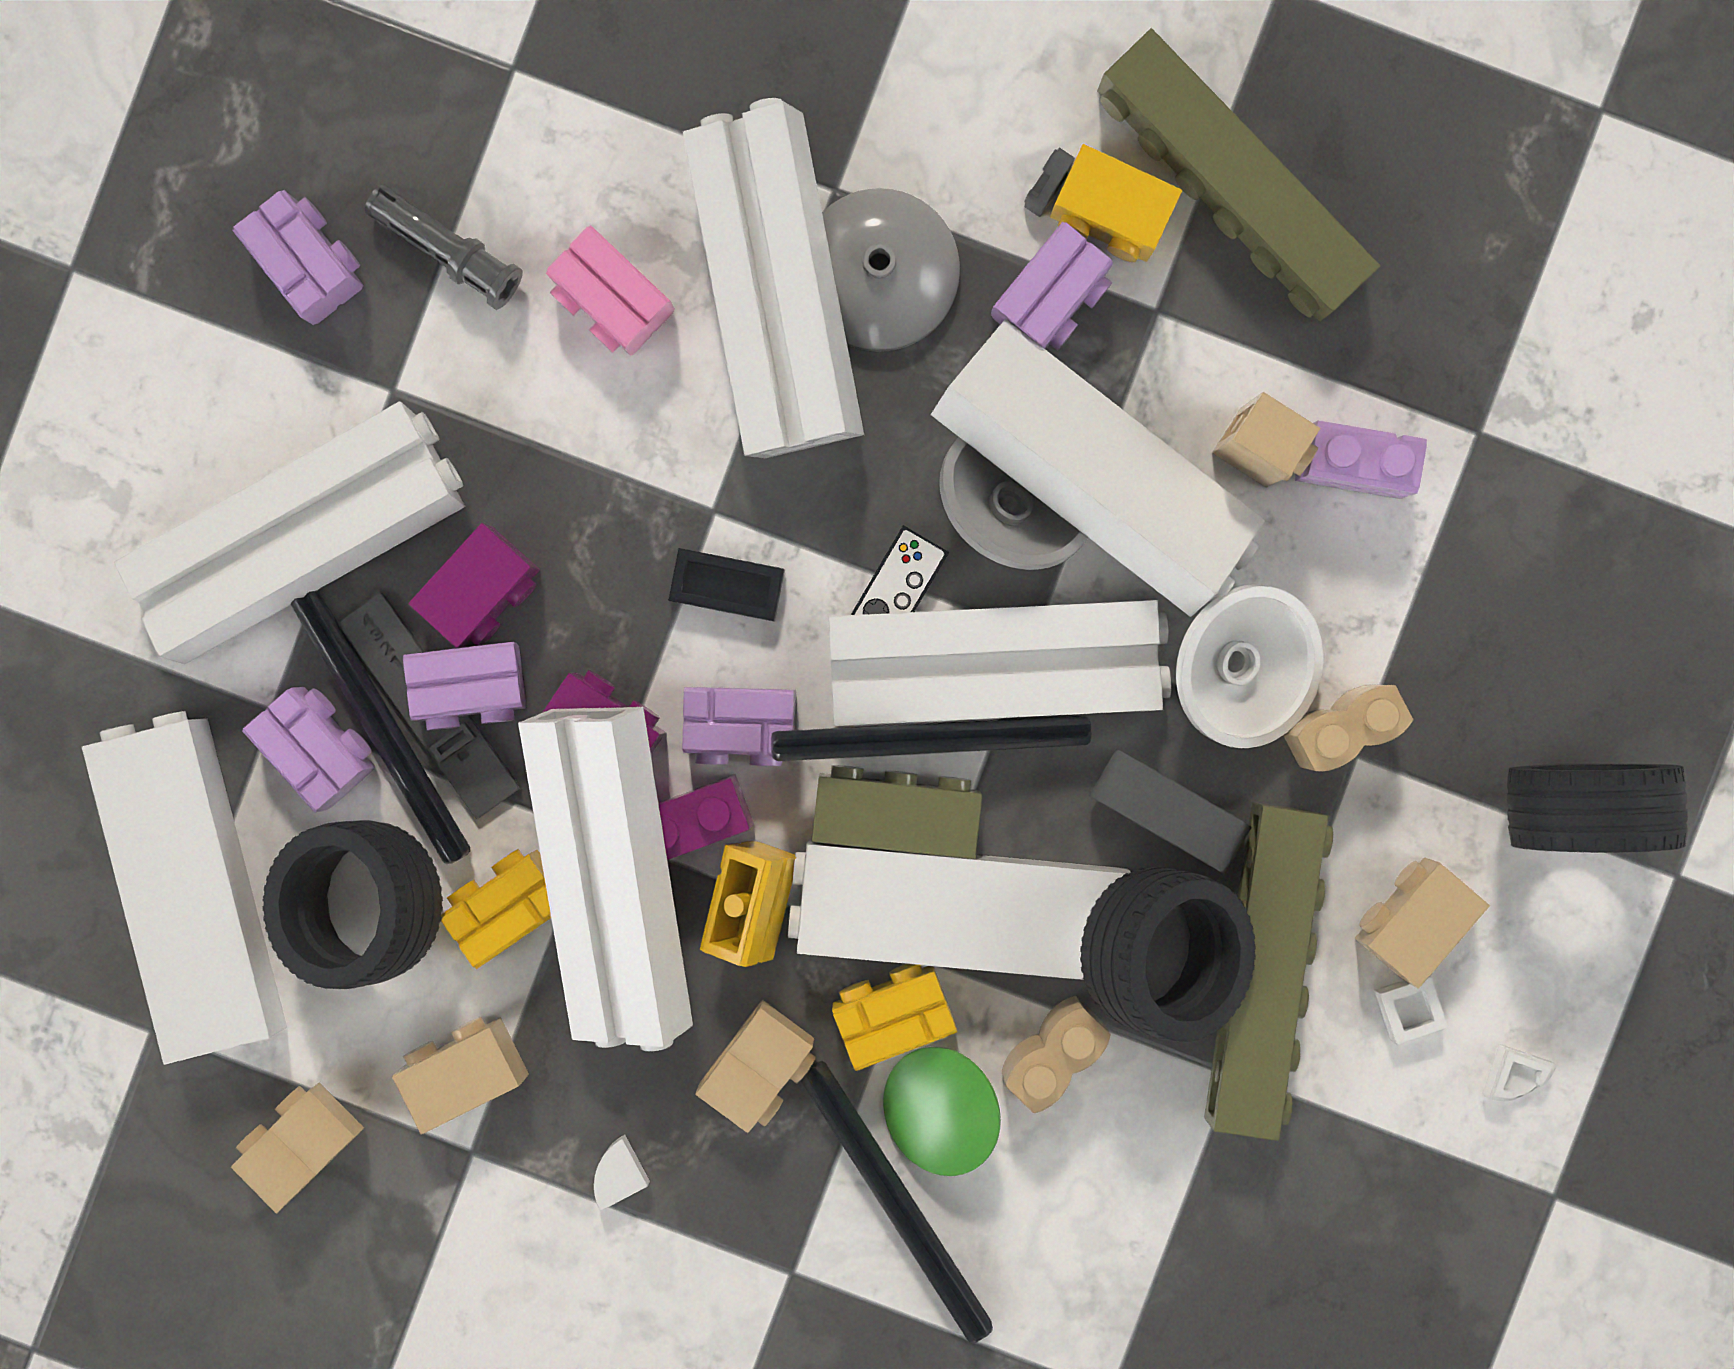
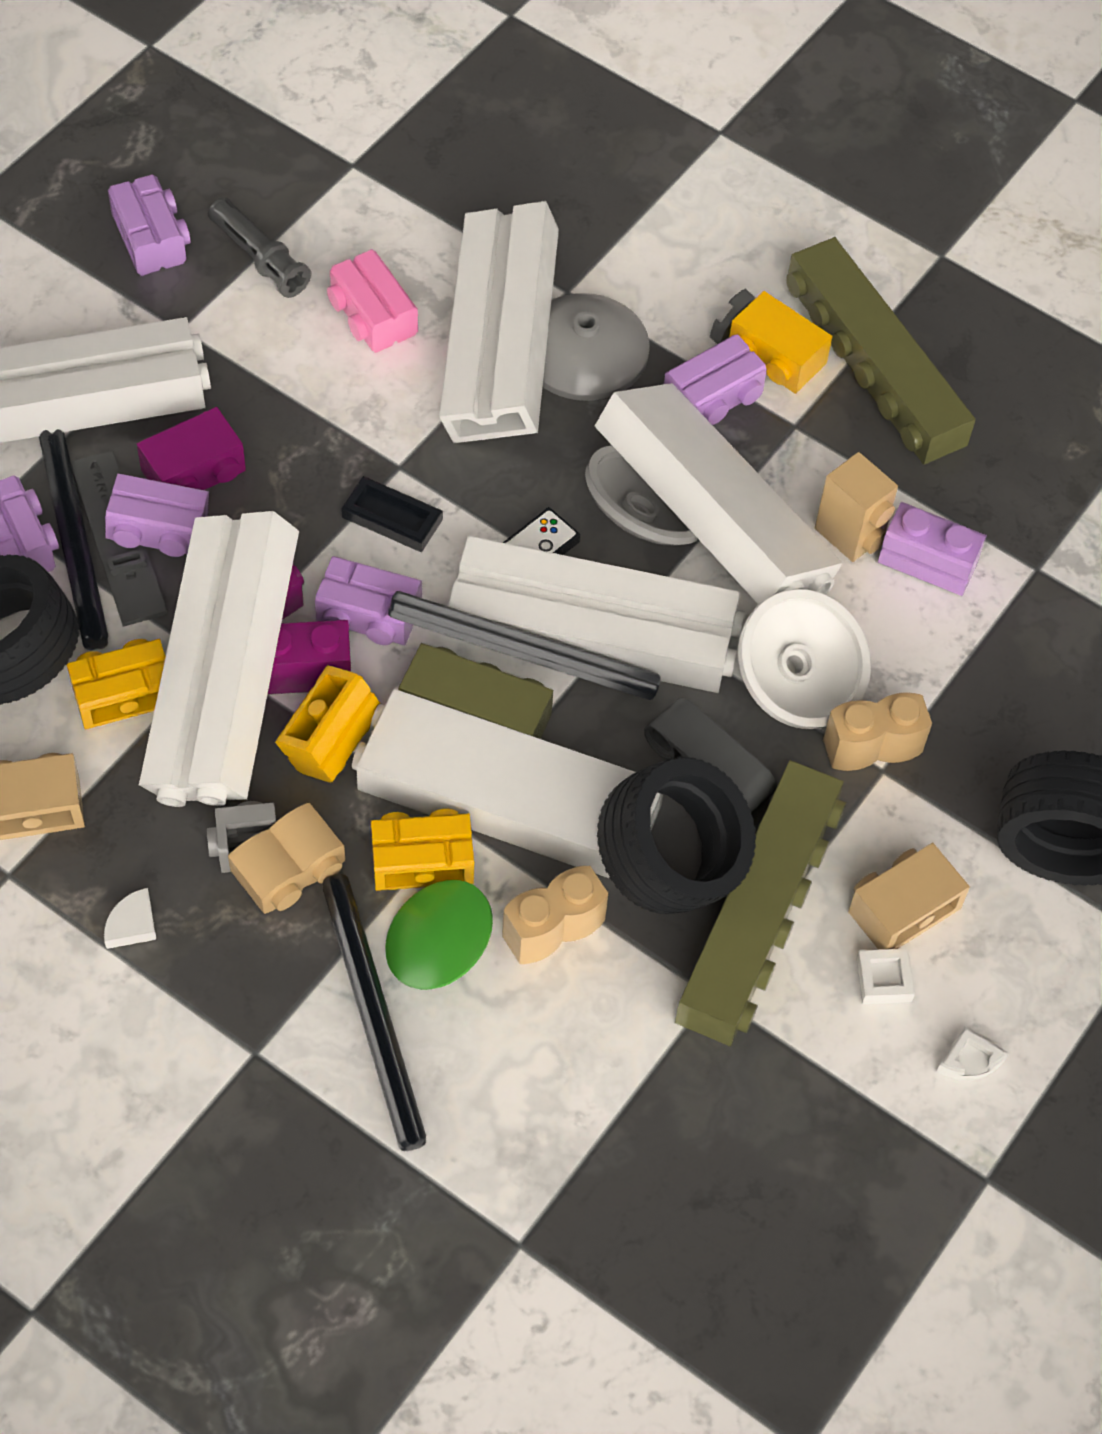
camera: 10 degrees right, 30 degrees down
(700, 1039) = (236, 826): none -> light grey bracket

